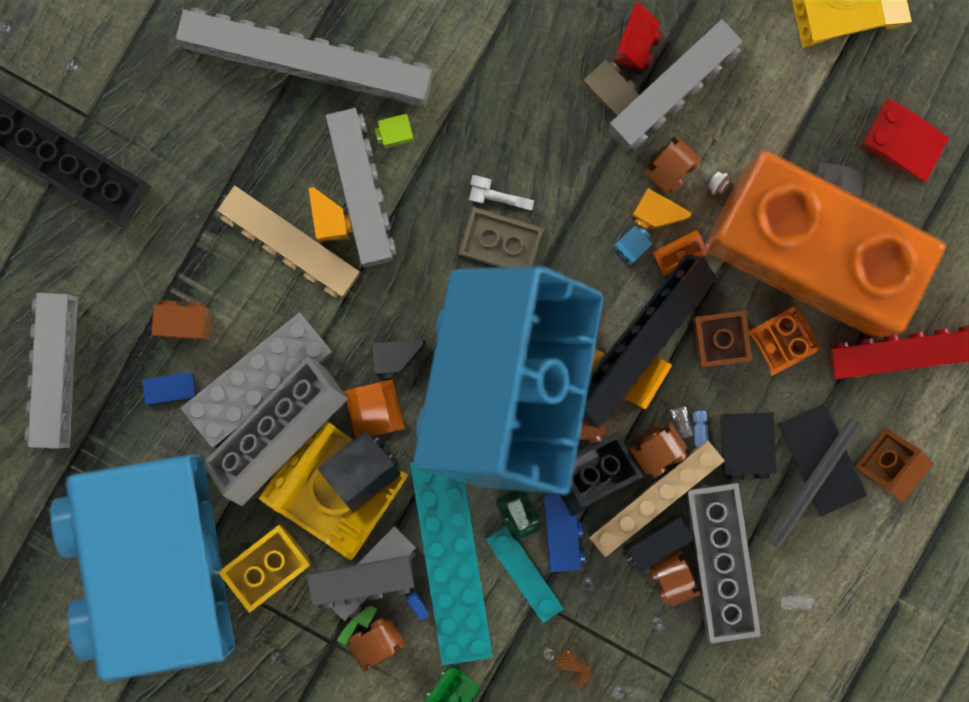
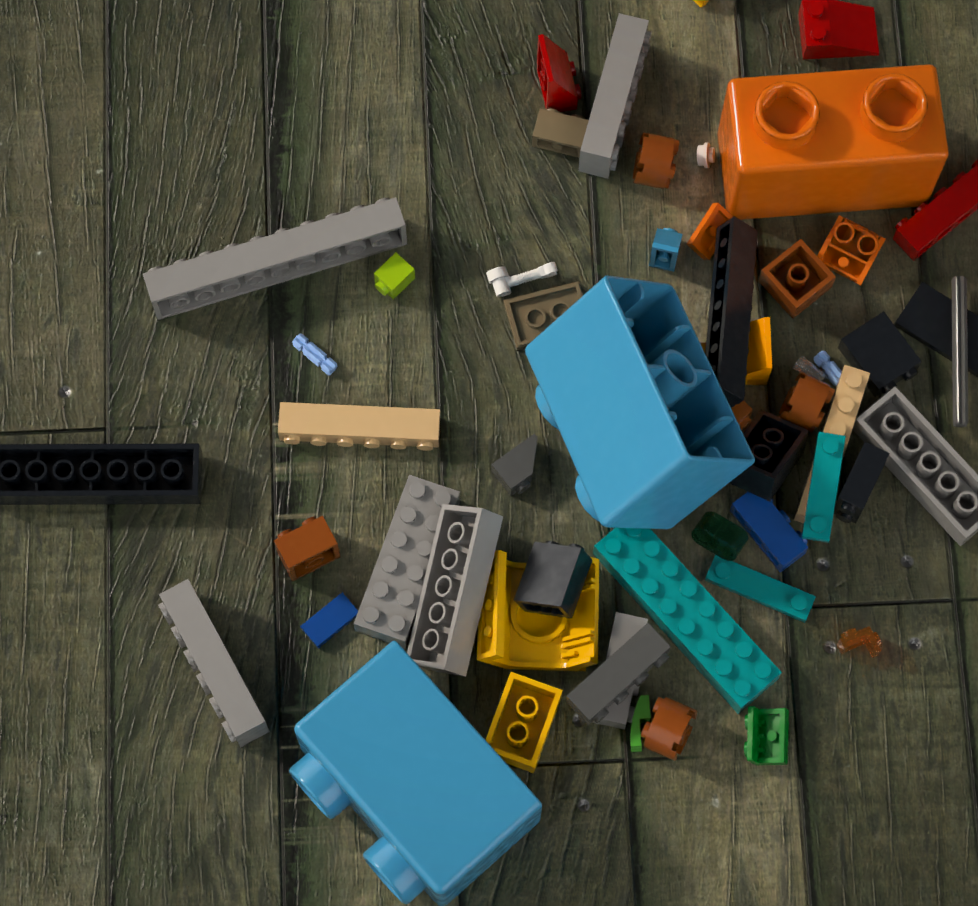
camera: 30 degrees left, 15 degrees down
(291, 157) = (314, 354): none -> light blue axle
(329, 218) = (382, 378): light orange slope -> none
(359, 187) = (395, 338): light grey brick -> none
(375, 409) = (529, 521): orange slope -> none
(417, 603) = (680, 665): blue tile -> none
(622, 532) = (823, 487): none -> teal plate
(658, 211) = (669, 207): light orange slope -> none
(676, 579) = (896, 504): dark orange brick -> none

